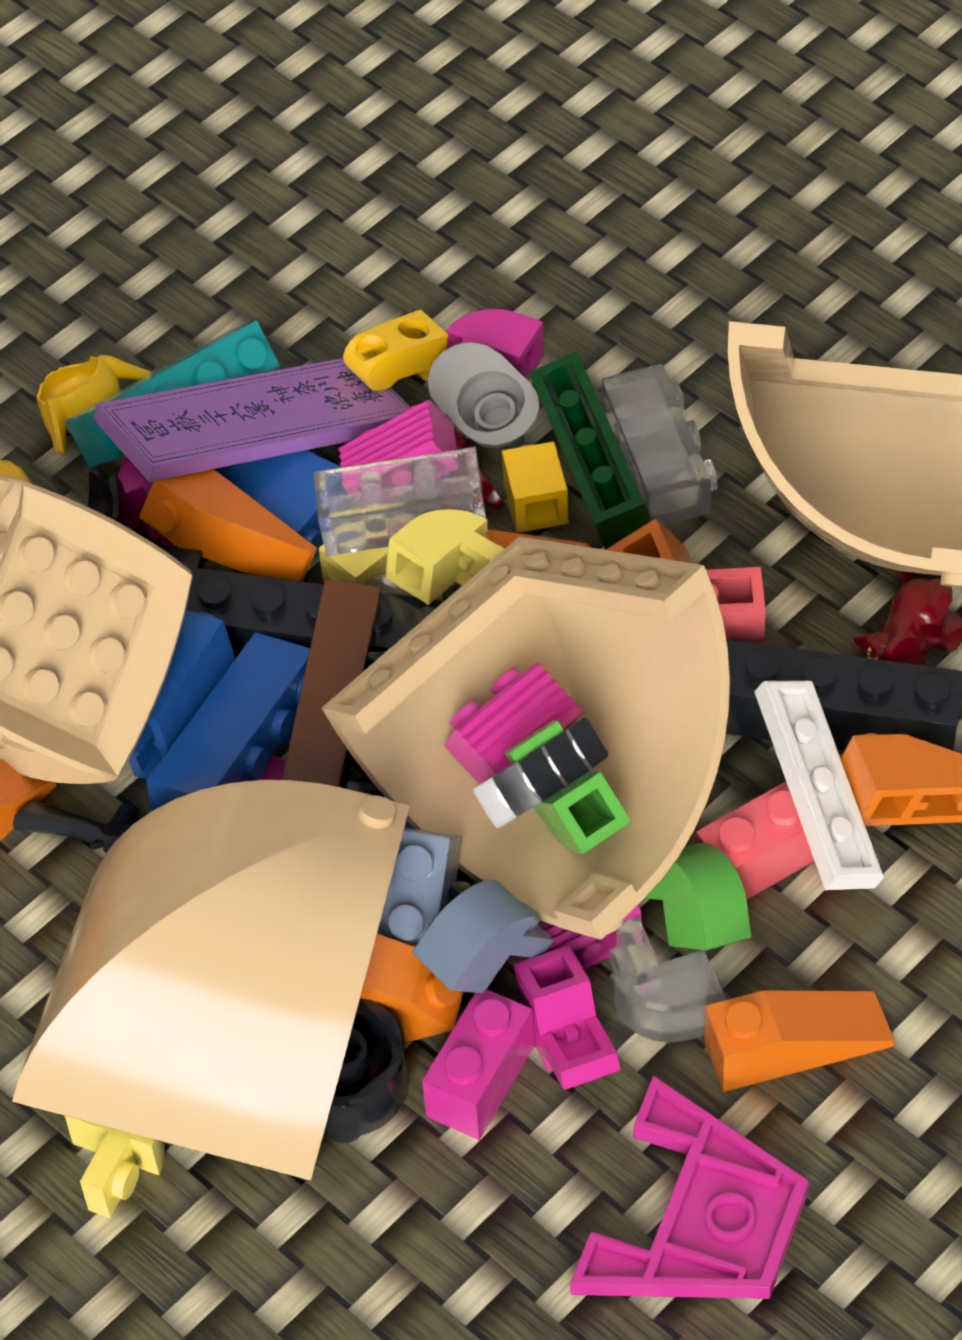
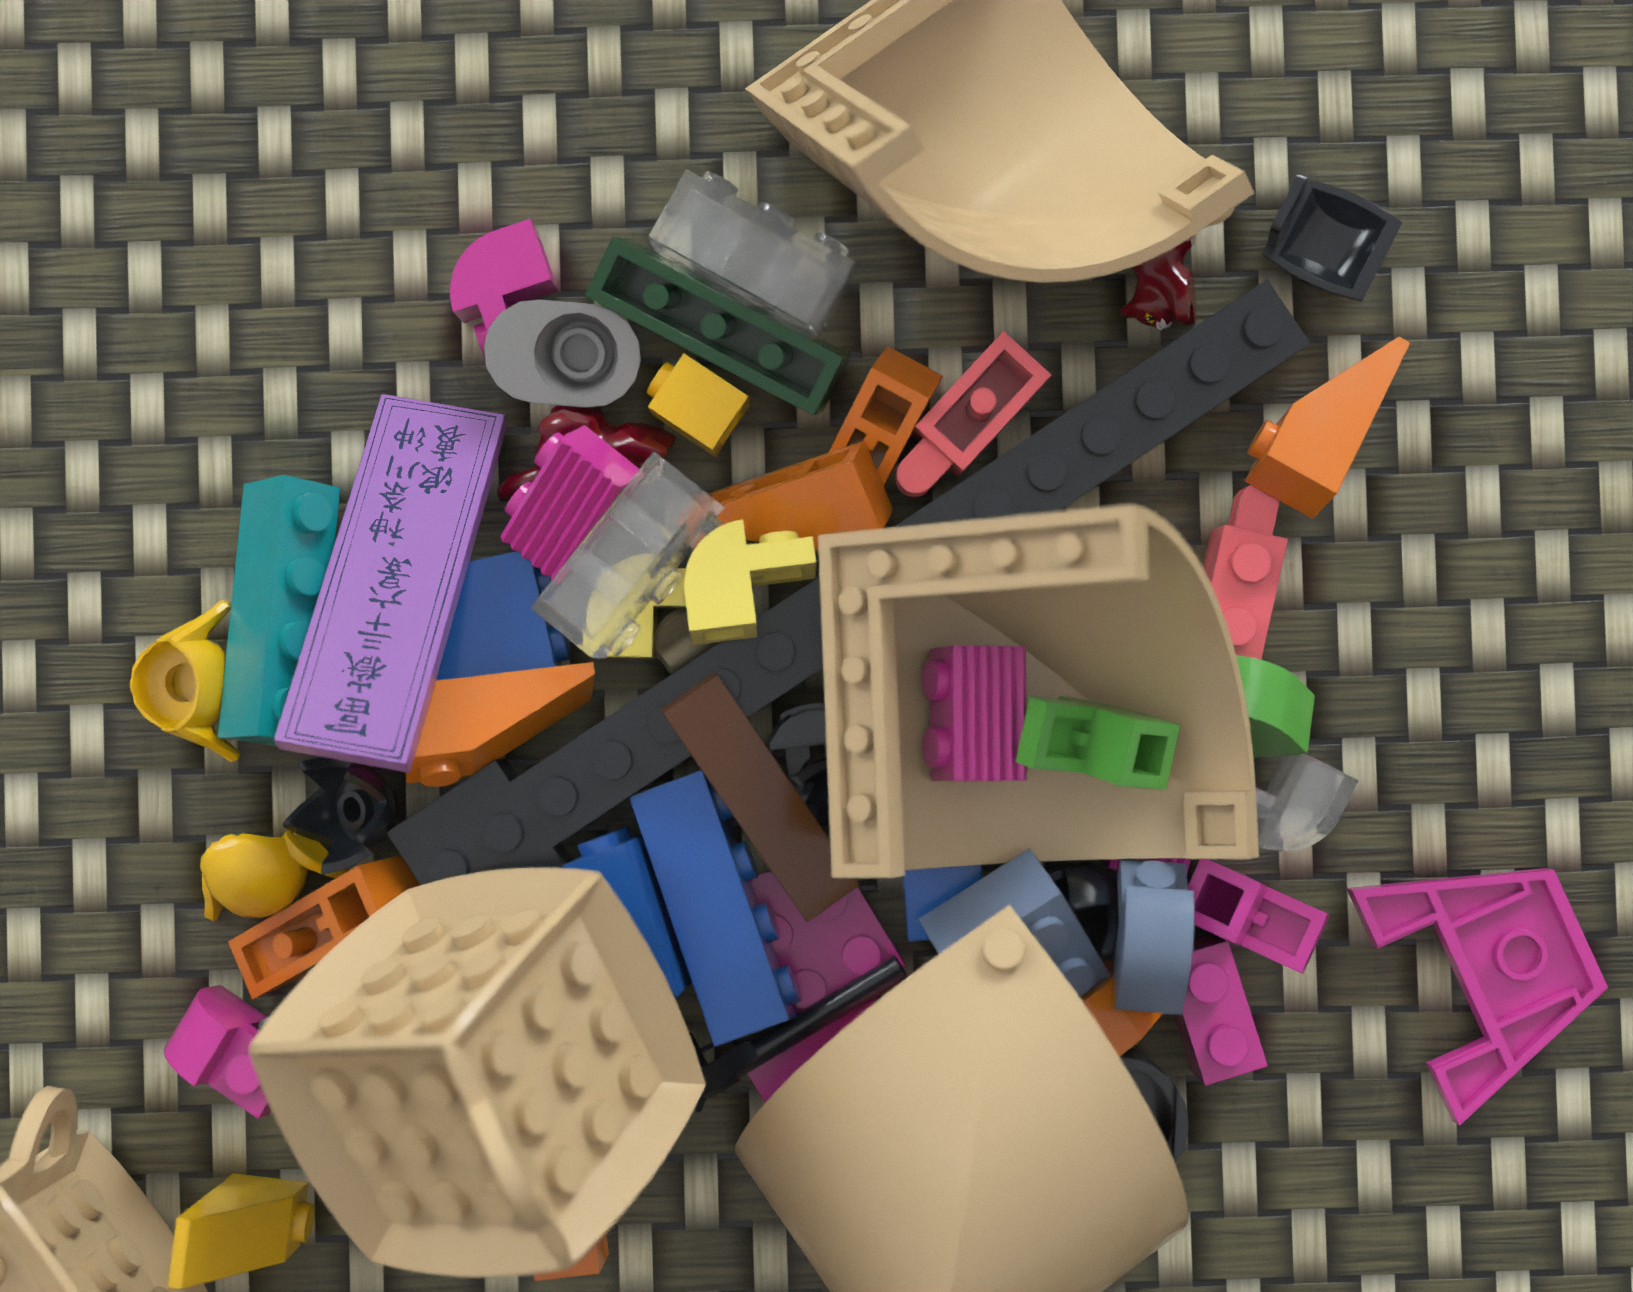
camera: 45 degrees left, 35 degrees up
(395, 350) = (425, 369): yellow leg -> none
(541, 773) = (1069, 749): black sticker -> none
(790, 1032) = (1419, 743): orange slope -> none
(819, 785) = (1261, 516): white tile -> none

